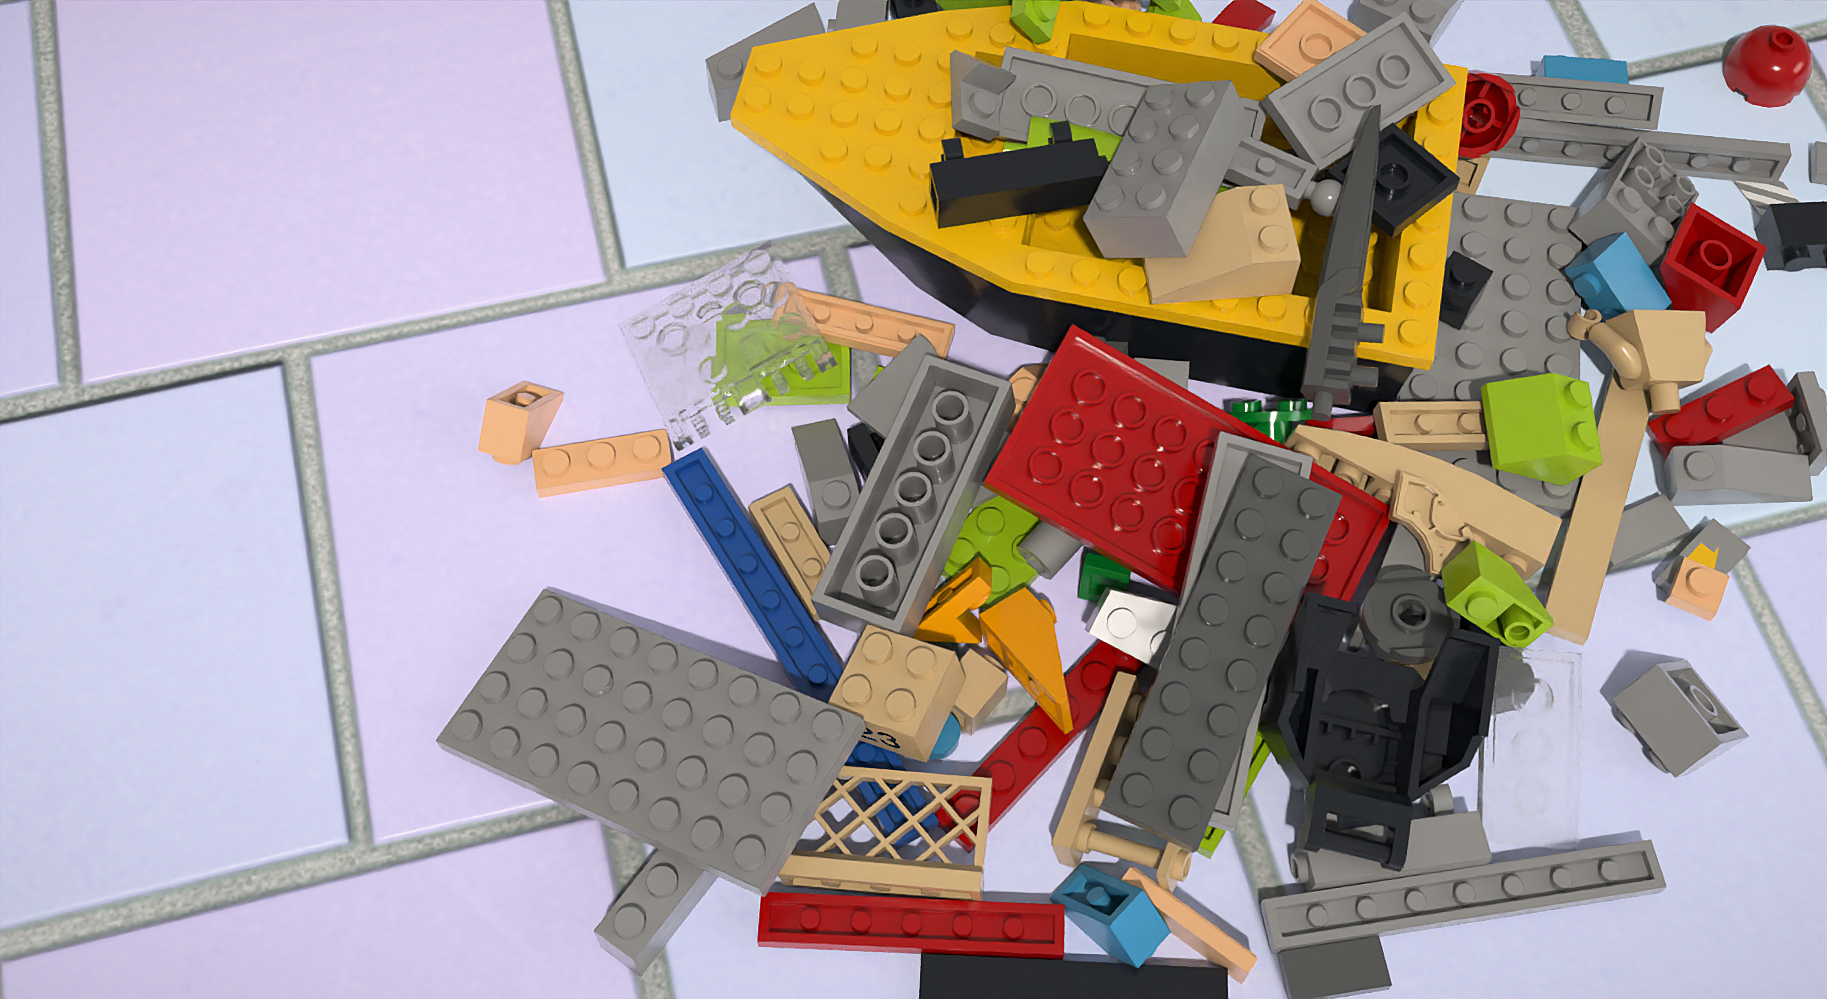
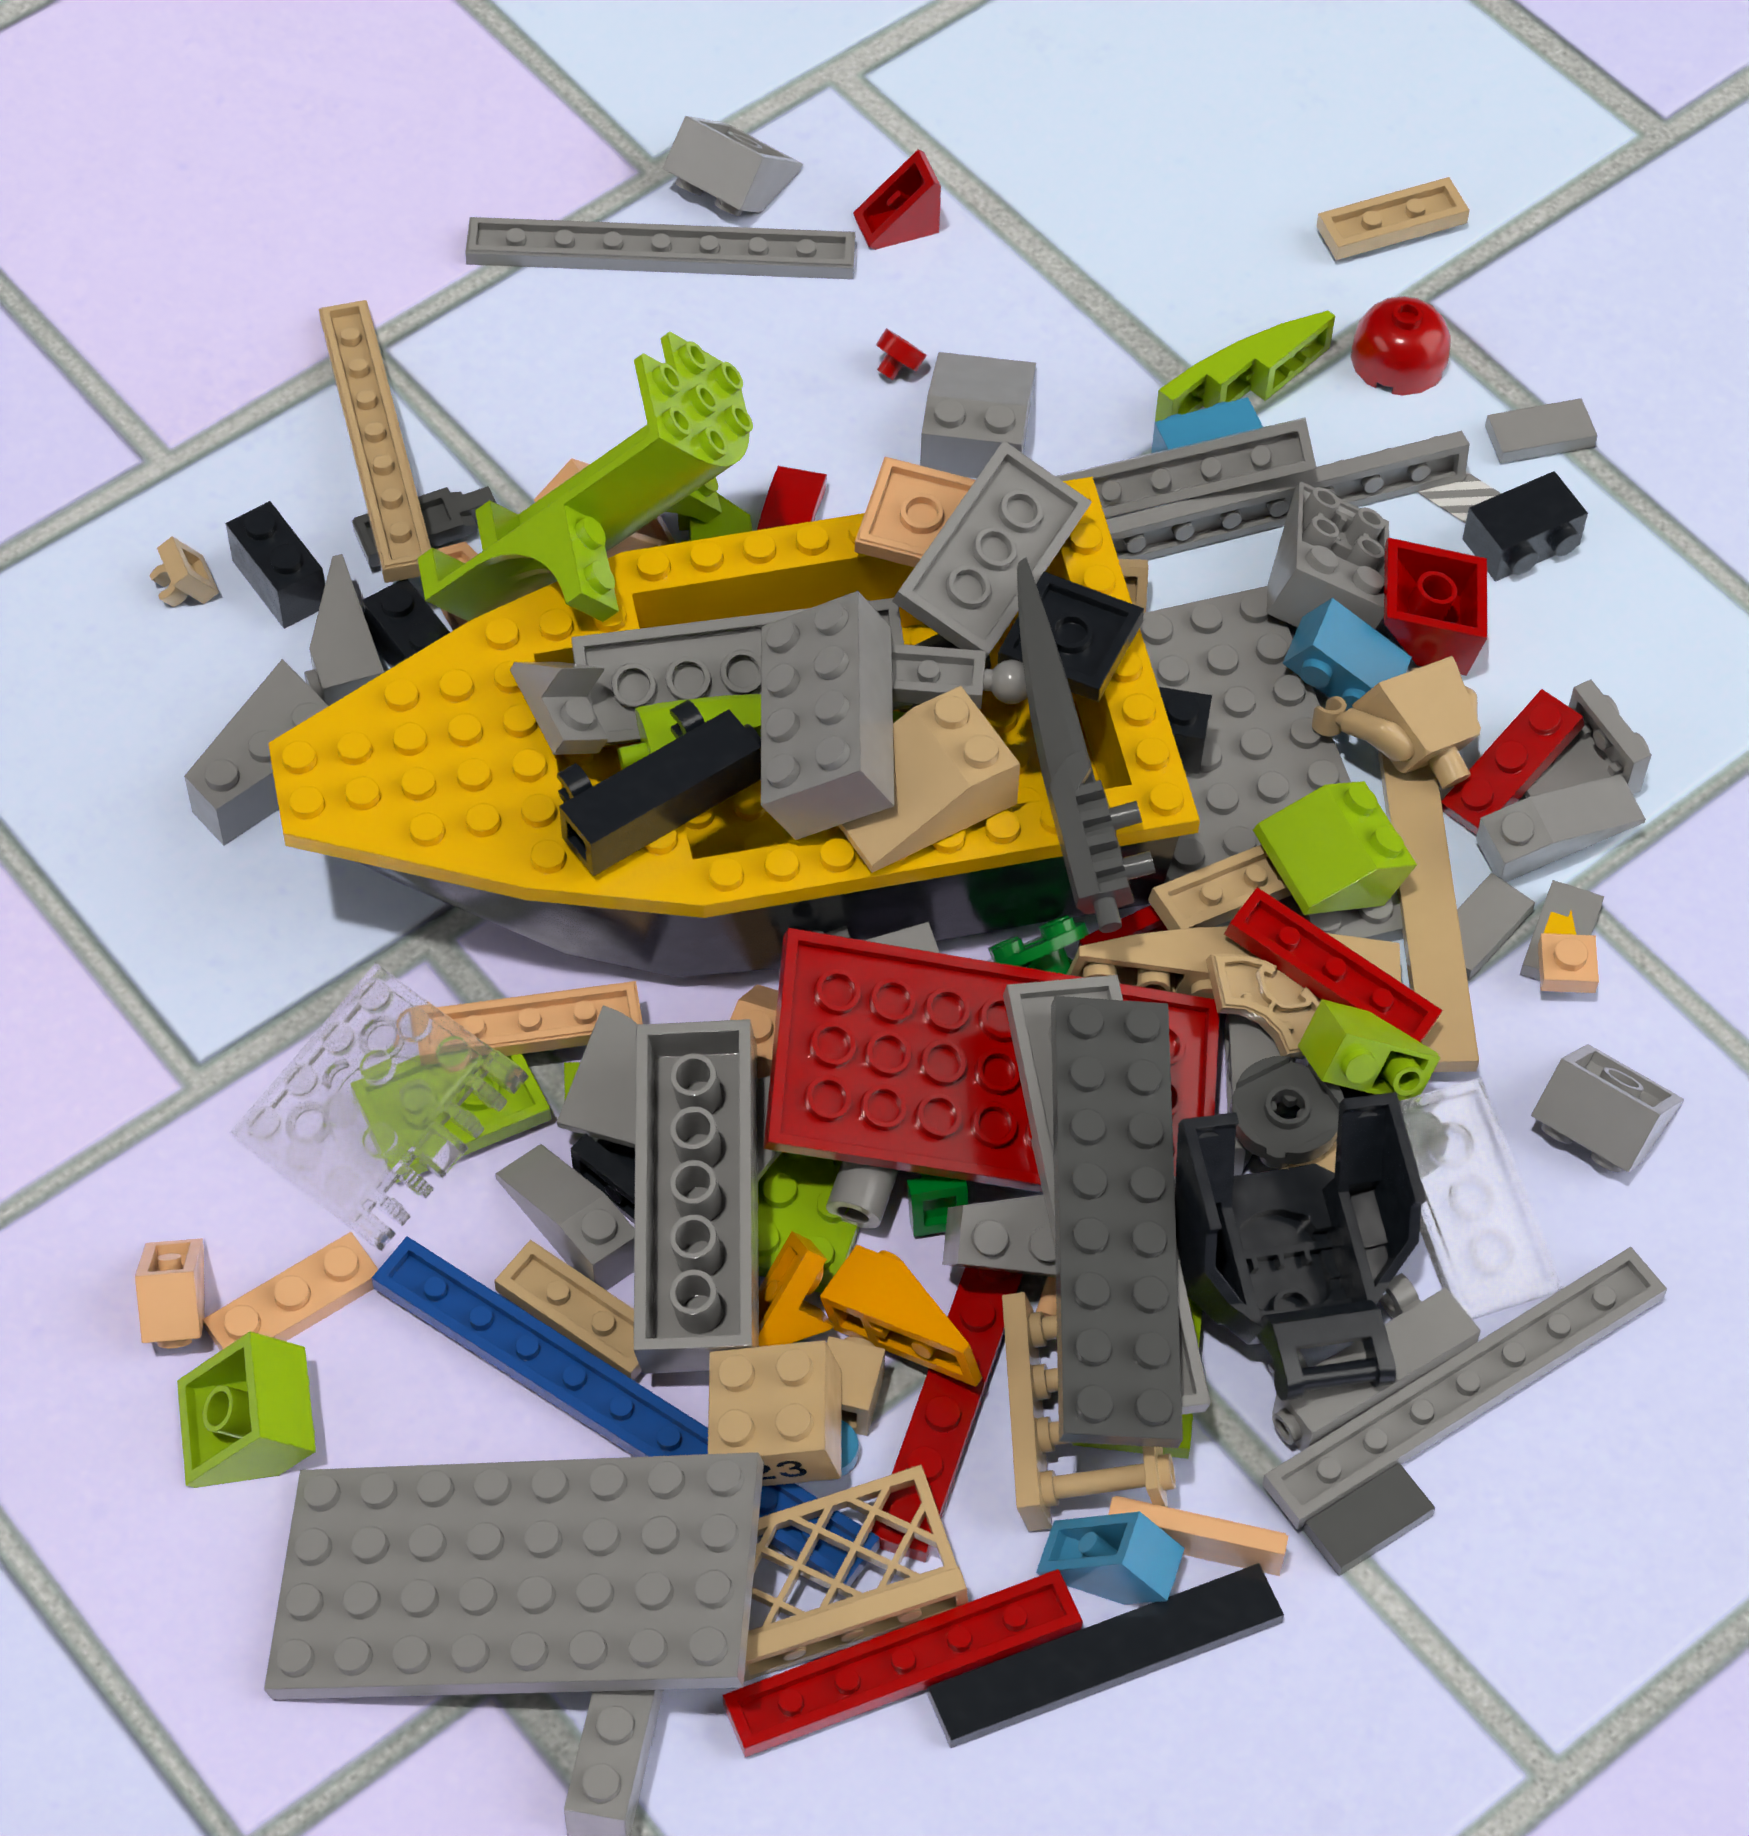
camera: 25 degrees left, 5 degrees down
(527, 531) = (246, 1412): none -> lime slope
(1488, 114) = (1132, 515): red cylinder -> none
(1494, 516) = (1327, 965): none -> red plate
(1643, 40) = (1253, 363): none -> lime slope

